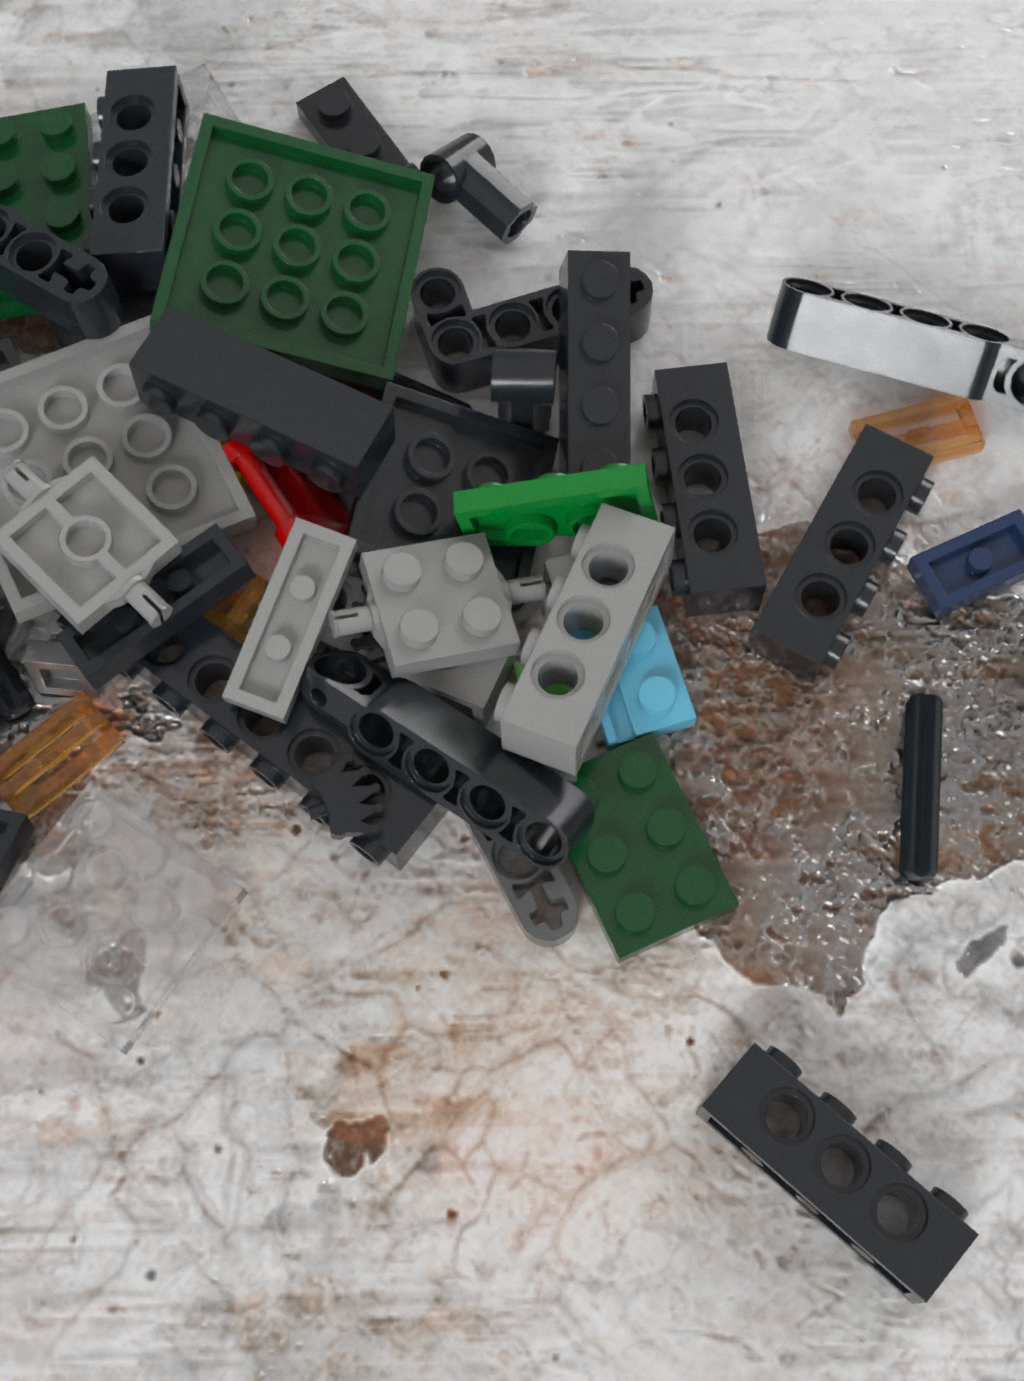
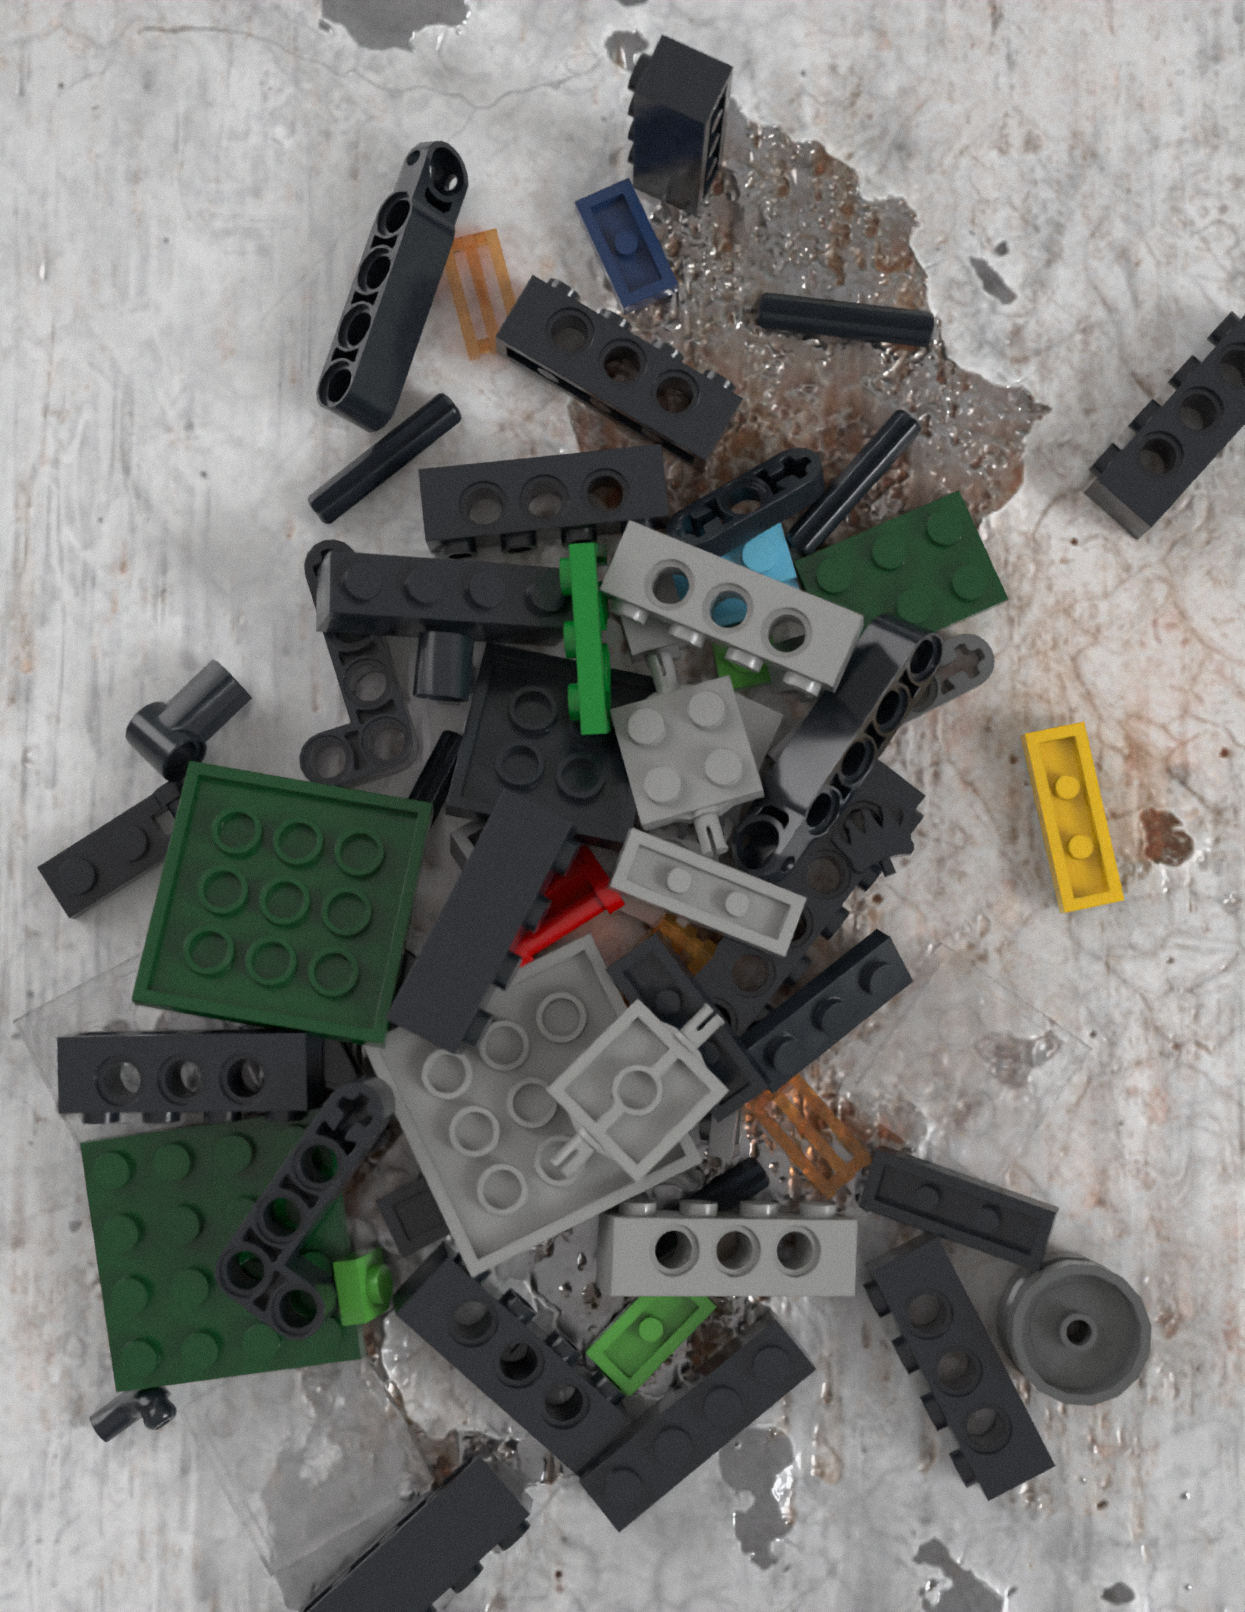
camera: 90 degrees left, 15 degrees up
(173, 760) = (827, 1008): none -> black plate
(374, 1028) = (1072, 817): none -> yellow plate
(718, 723) = (781, 486): none -> black beam
(742, 351) = (384, 458): none -> black axle
(742, 796) = (853, 483): none -> black axle

